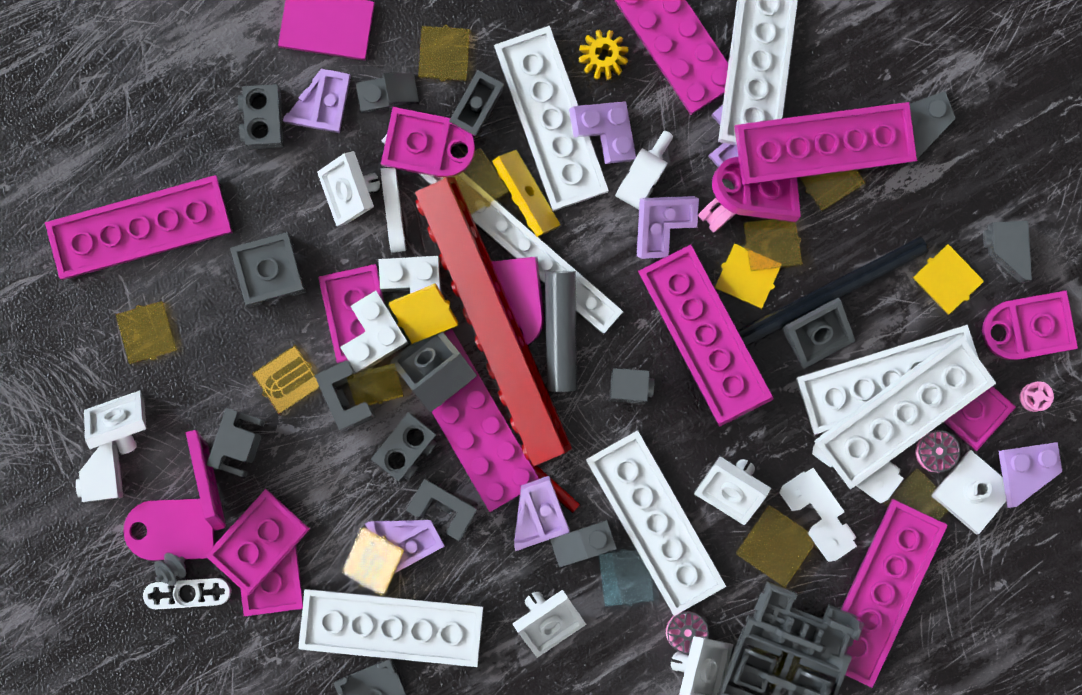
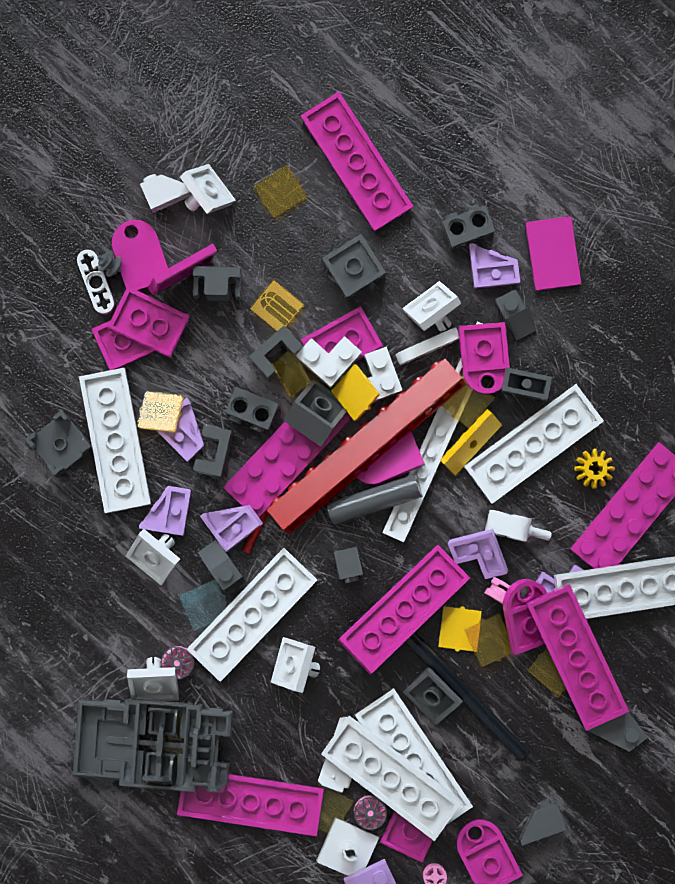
camera: 70 degrees right, 0 degrees up
(444, 53) = (558, 348): clear yellow piece -> none
(499, 587) = (169, 512): none -> lavender wing
(611, 123) = (543, 490): lavender plate -> none
(776, 546) = (262, 711): clear yellow tile -> none
(828, 534) = (282, 747): white piece -> none
(948, 279) = (504, 782): yellow piece -> none

